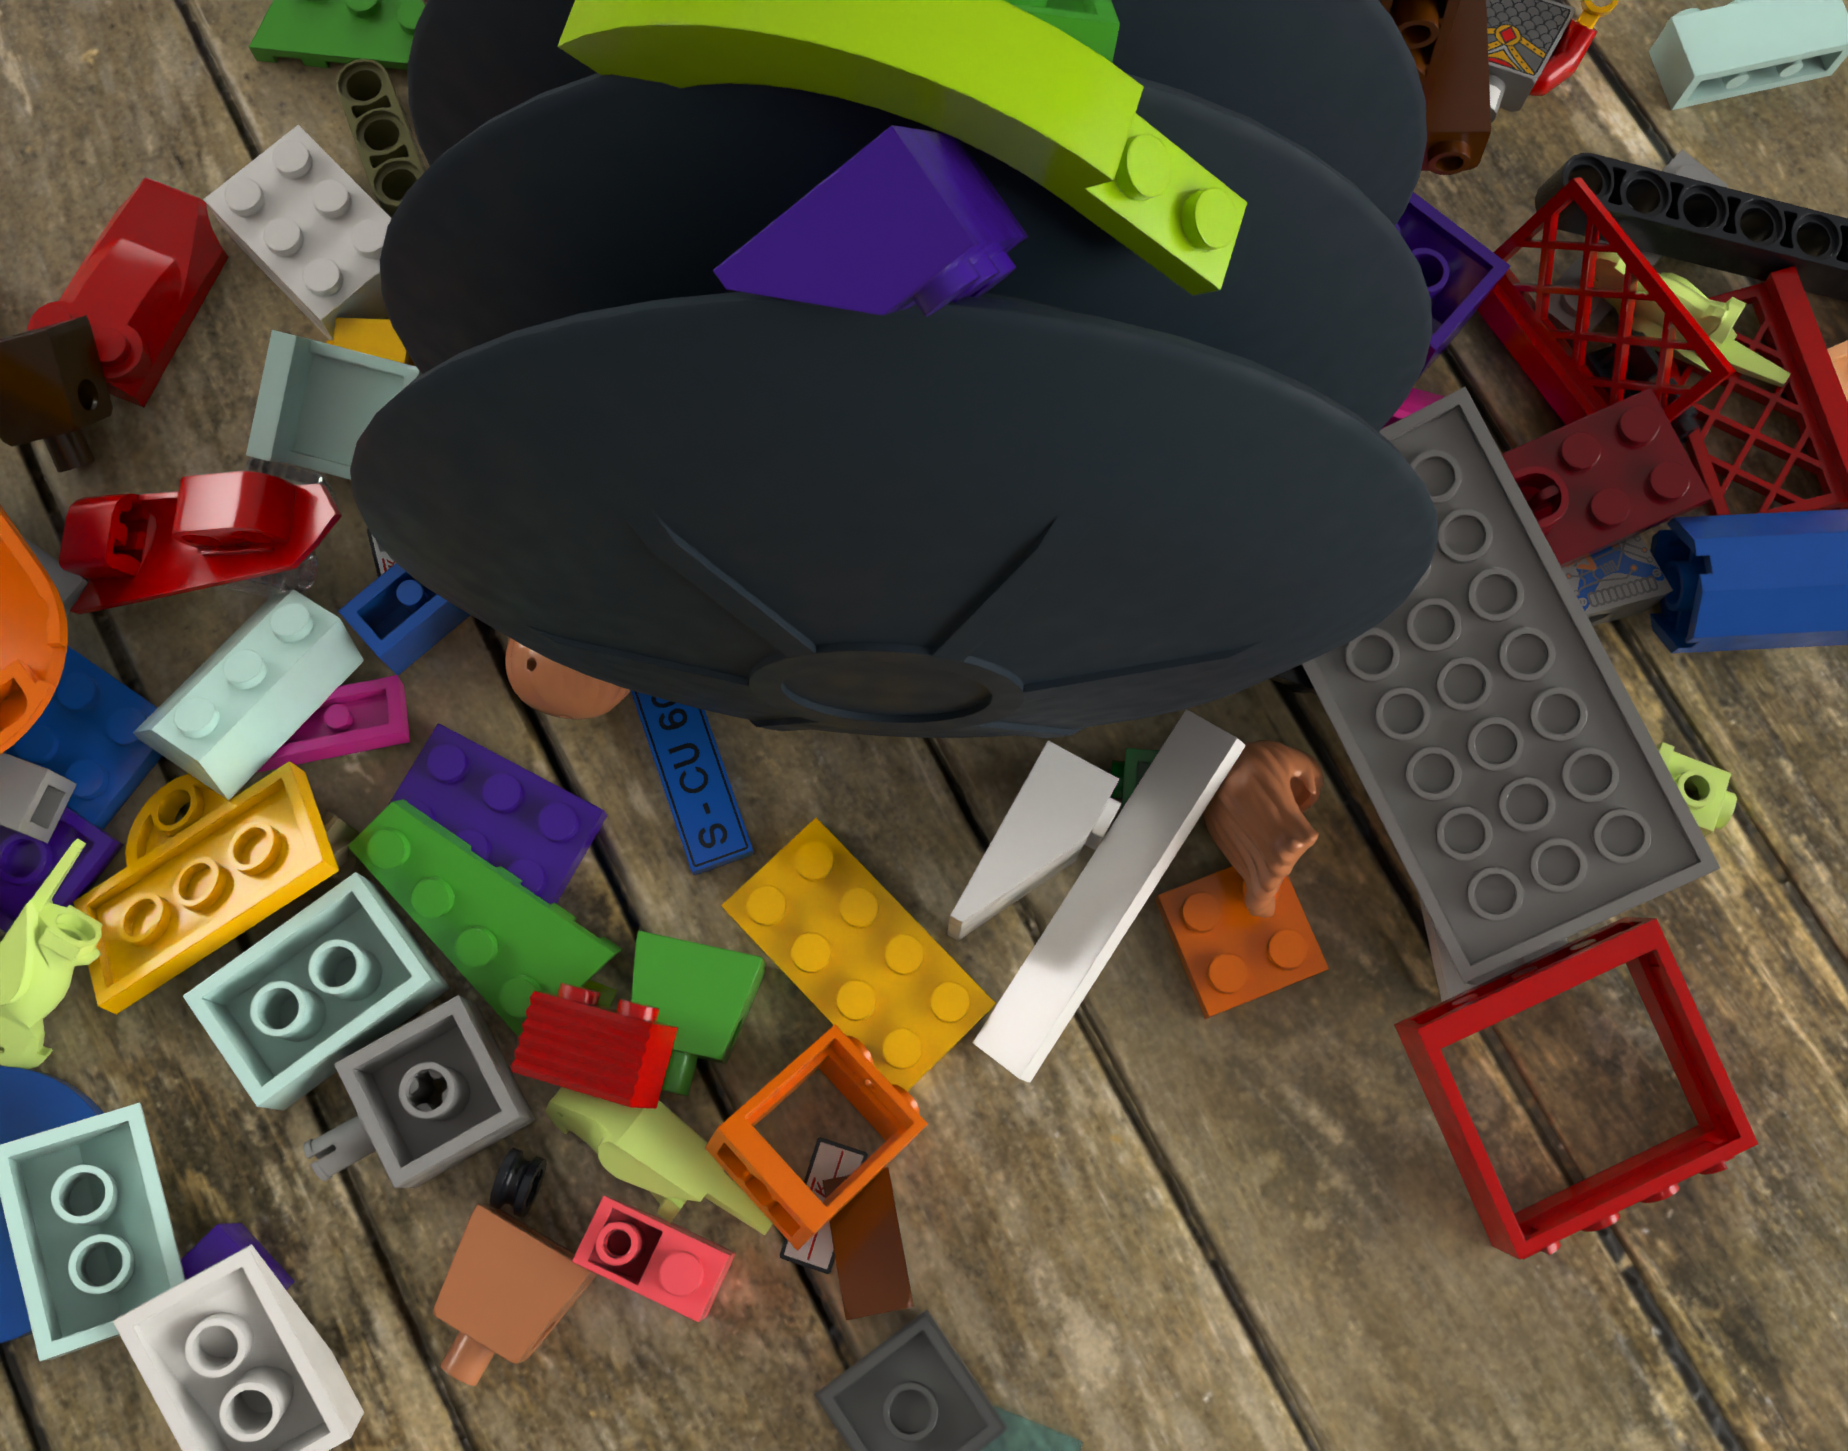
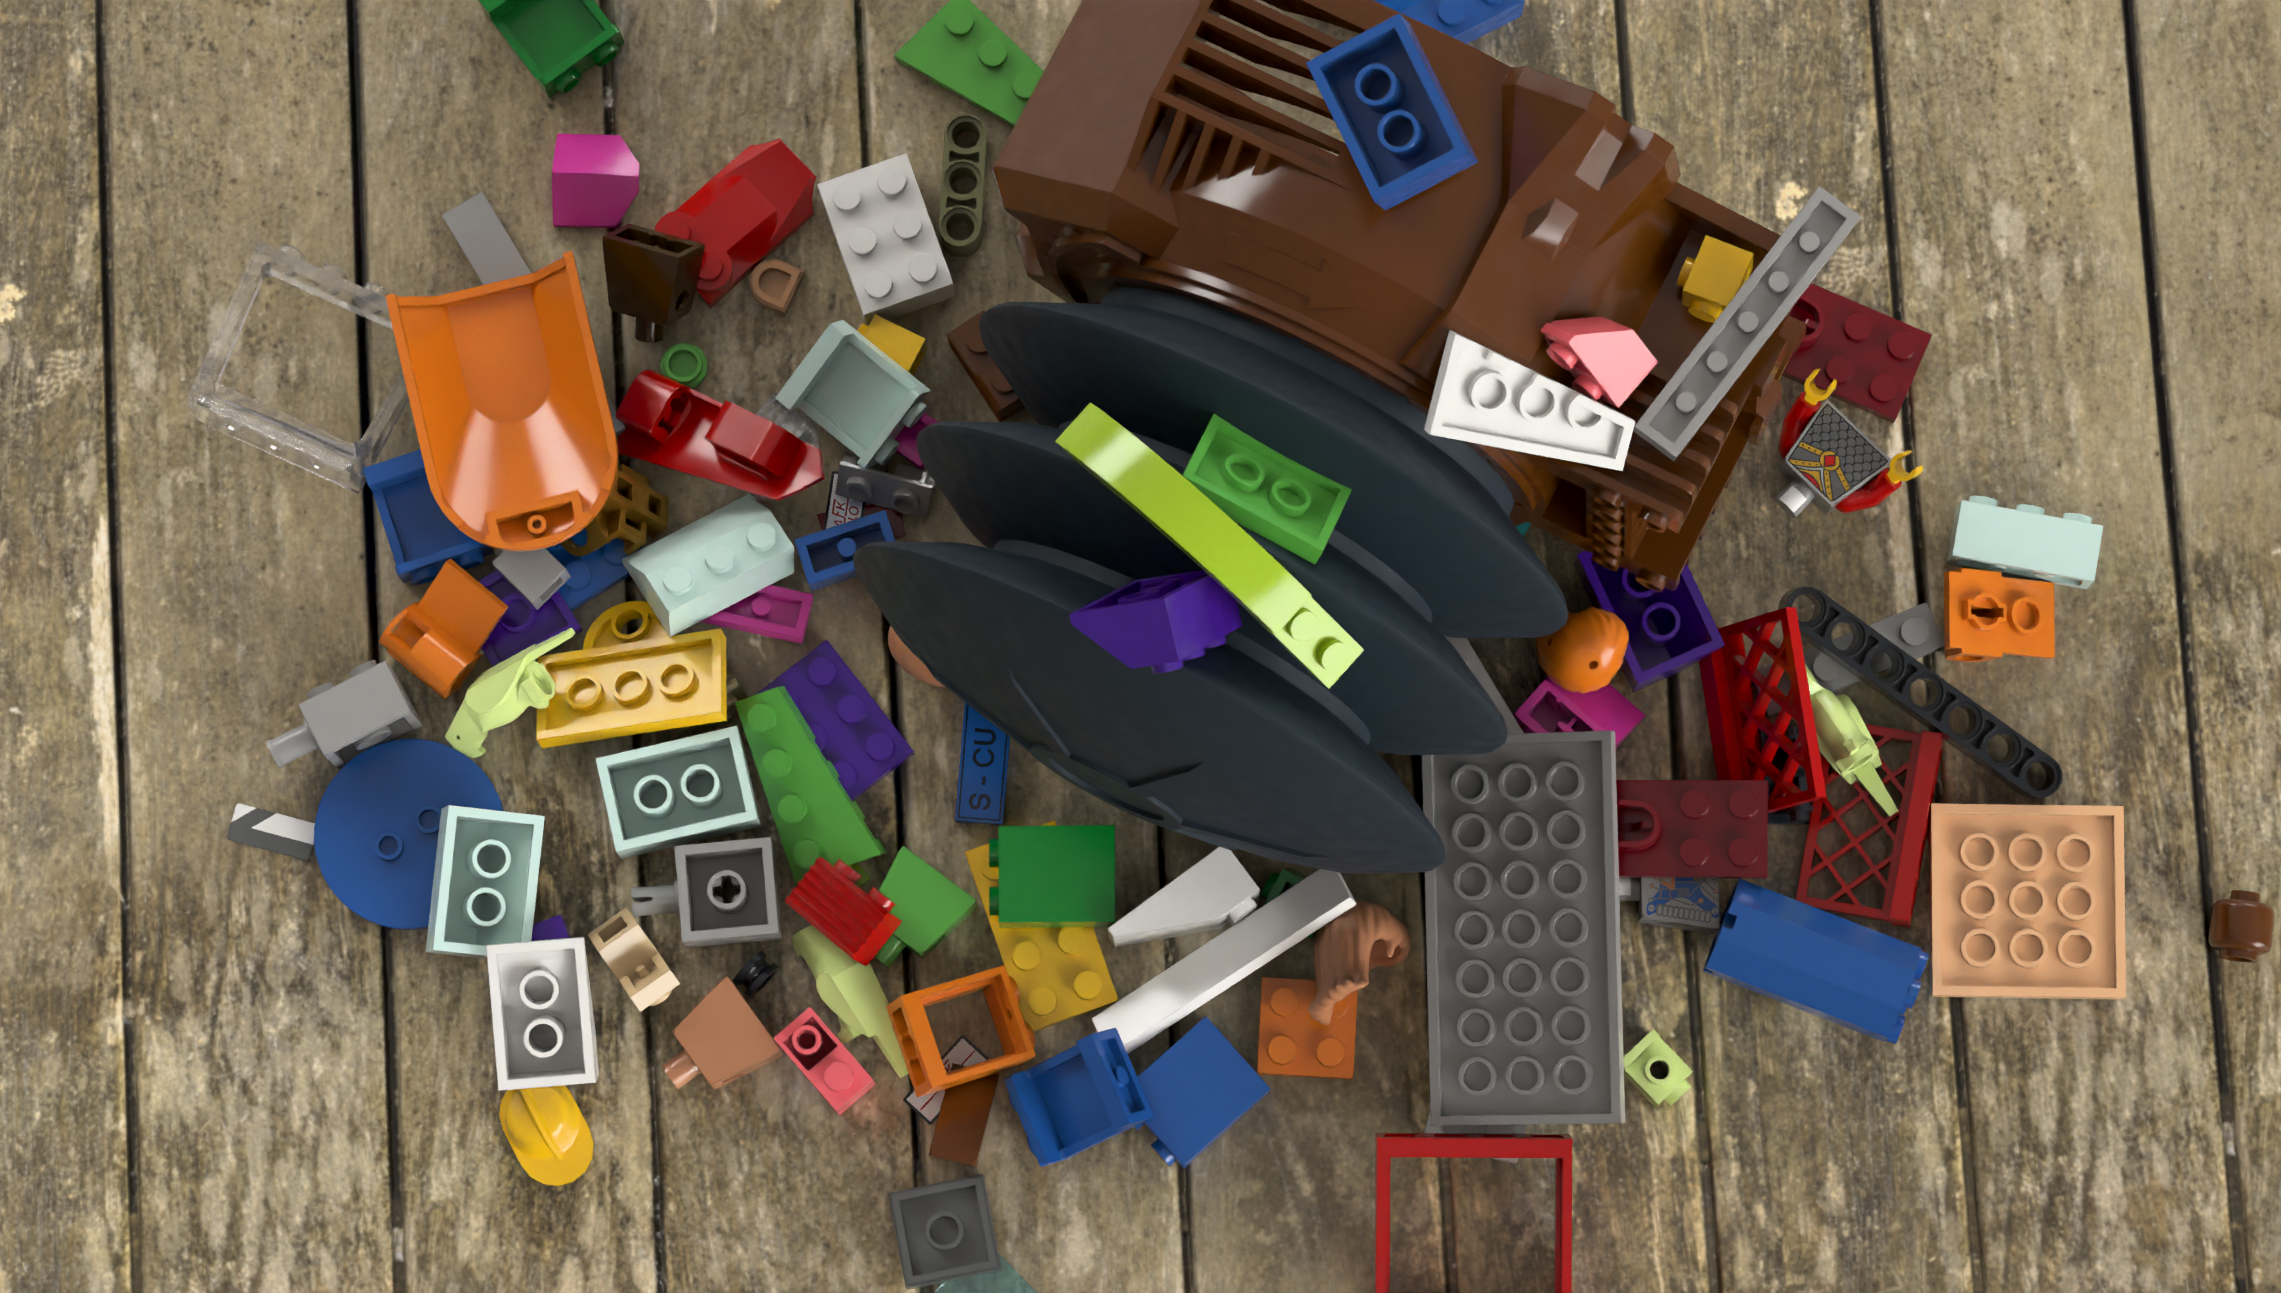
camera: 30 degrees right, 5 degrees up
(85, 688) = (627, 514): none -> pearl gold piece
(131, 473) = (685, 364): none -> bright green plate
(211, 346) = (775, 284): none -> medium nougat tile
(347, 1239) = (634, 960): none -> tan brick
(848, 882) = (1054, 876): none -> green brick
(1008, 1153) = (1078, 1098): none -> blue panel
(1146, 1081) = (1197, 1093): none -> blue brick
(1760, 132) = (1996, 616): none -> orange piece

